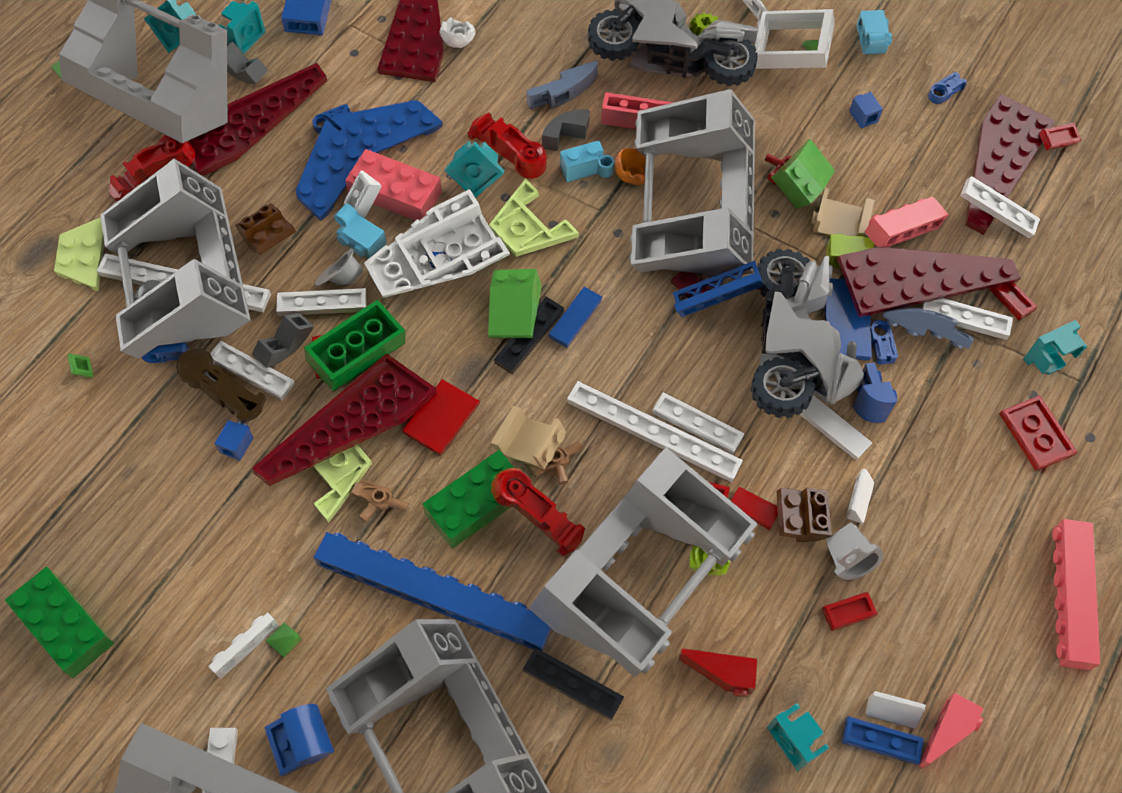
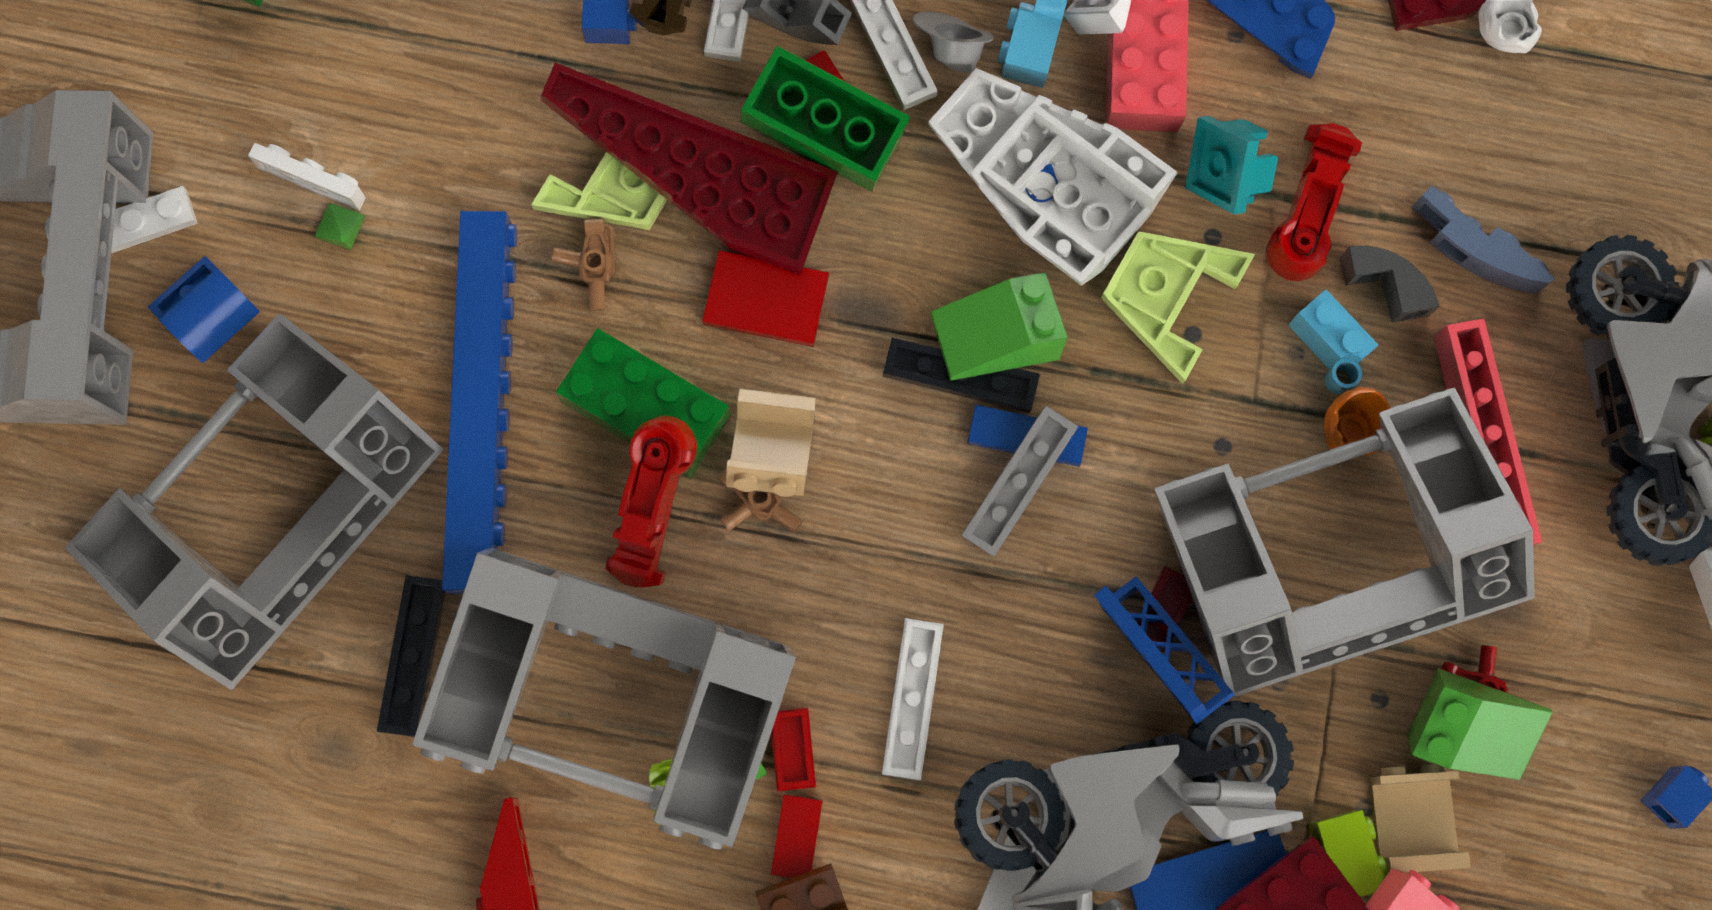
camera: 65 degrees right, 15 degrees up
(600, 326) = (1019, 480): none -> light grey plate
(654, 431) = (866, 635): white plate -> none

